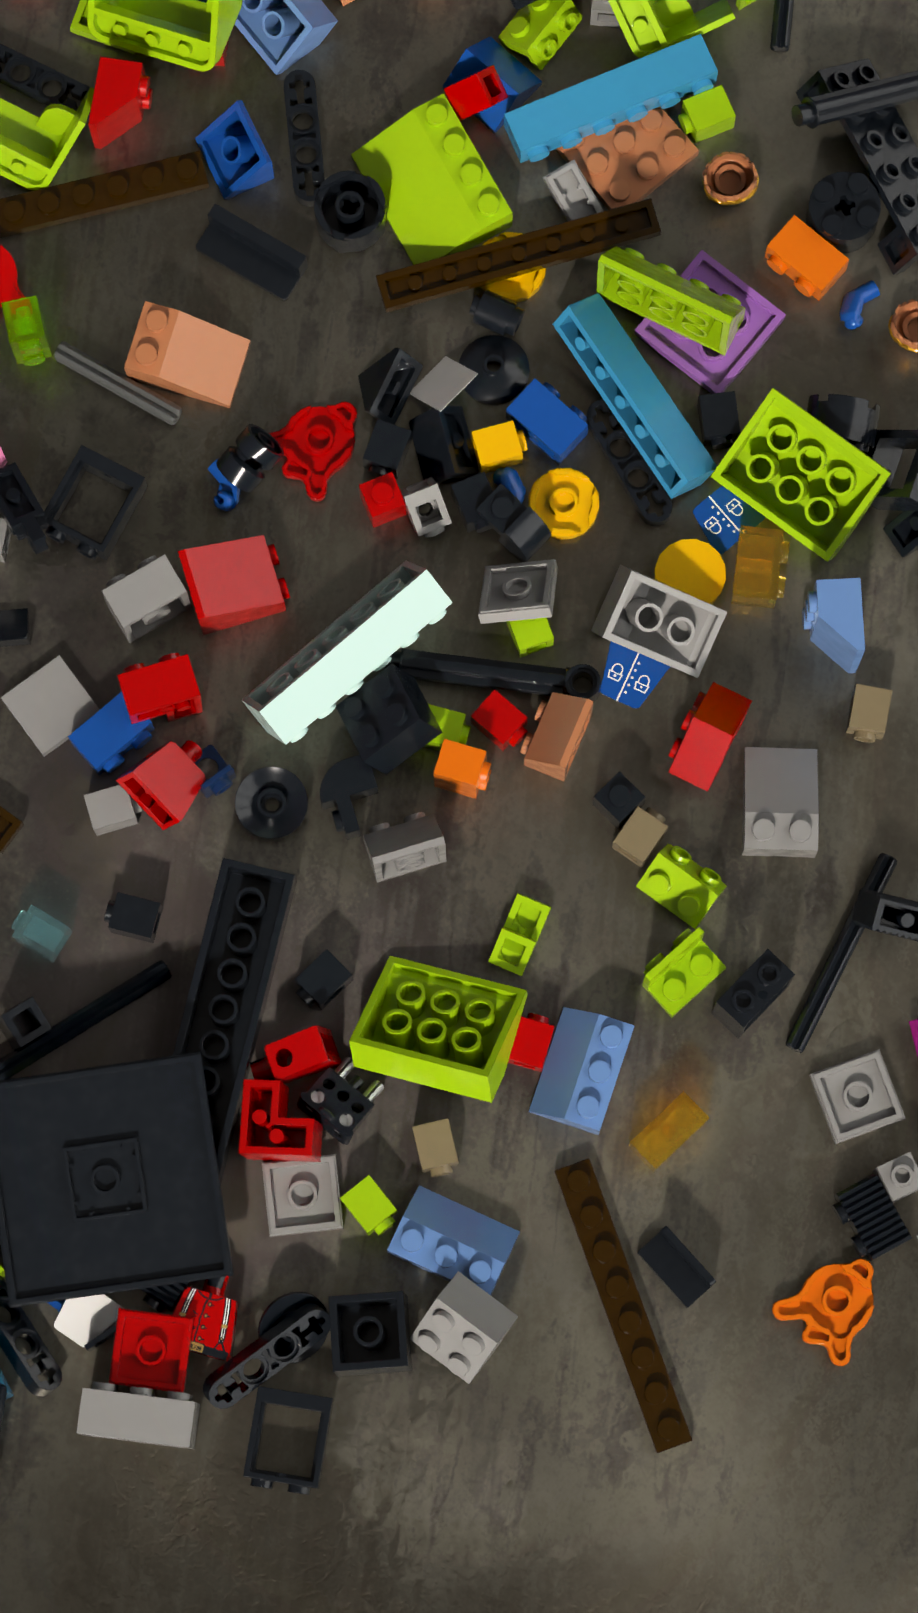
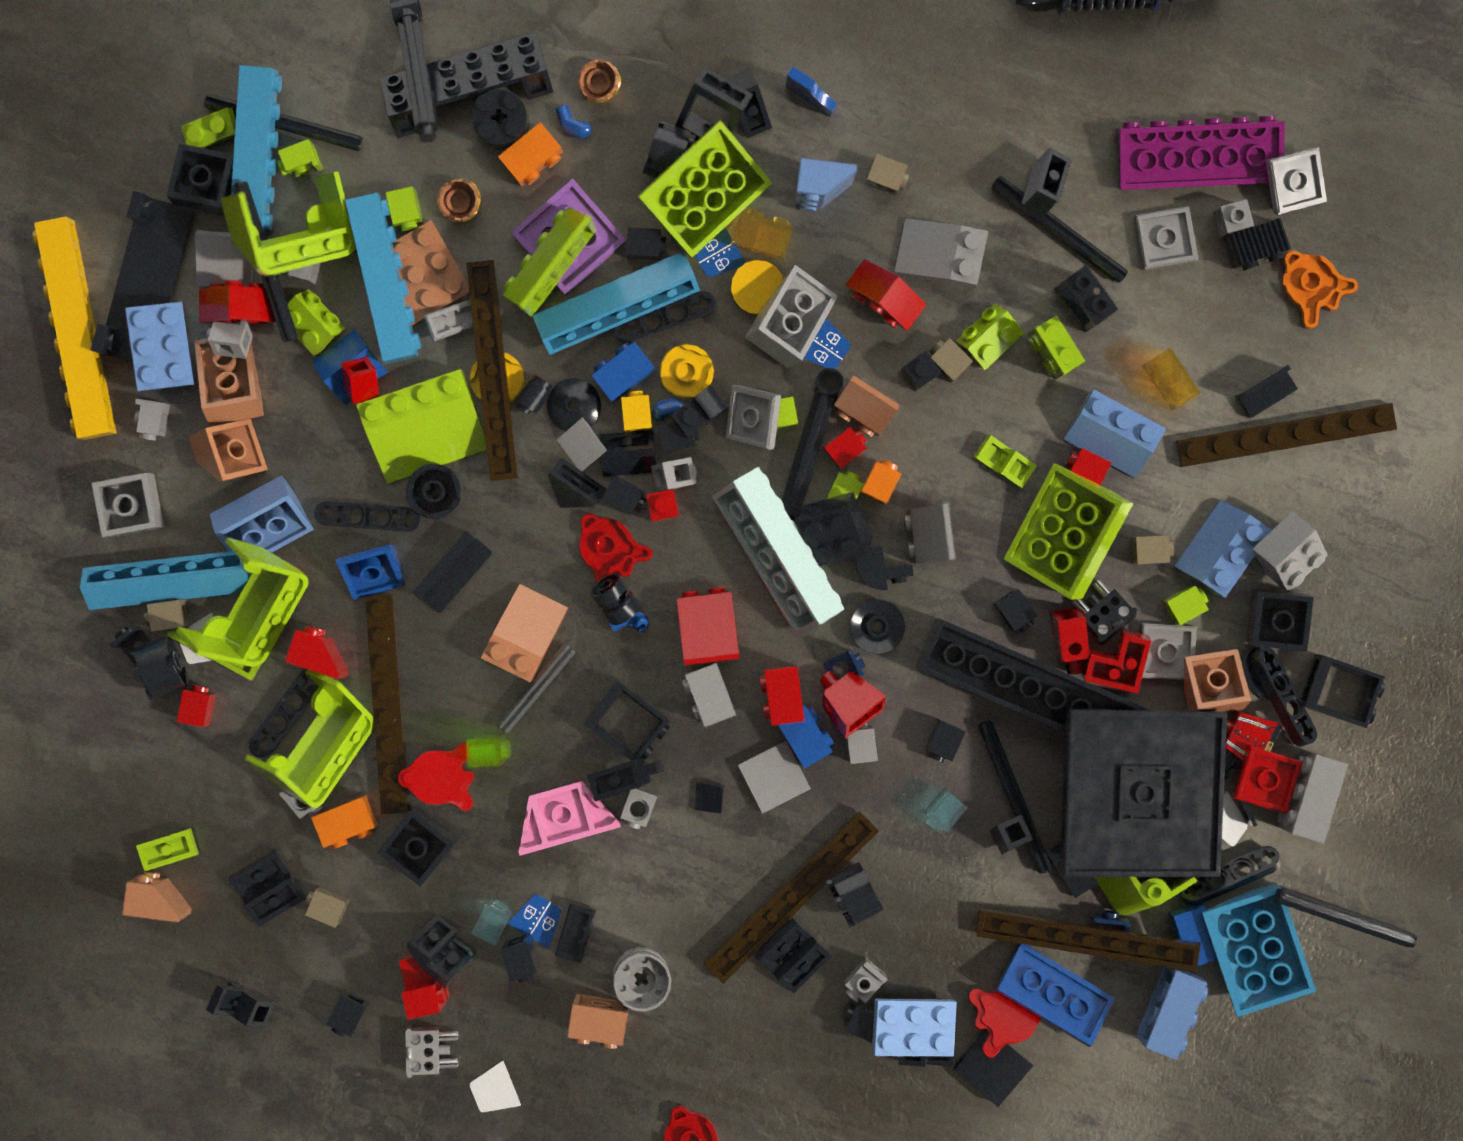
camera: 85 degrees left, 10 degrees up
(271, 1261) = (1215, 682): none -> nougat slope

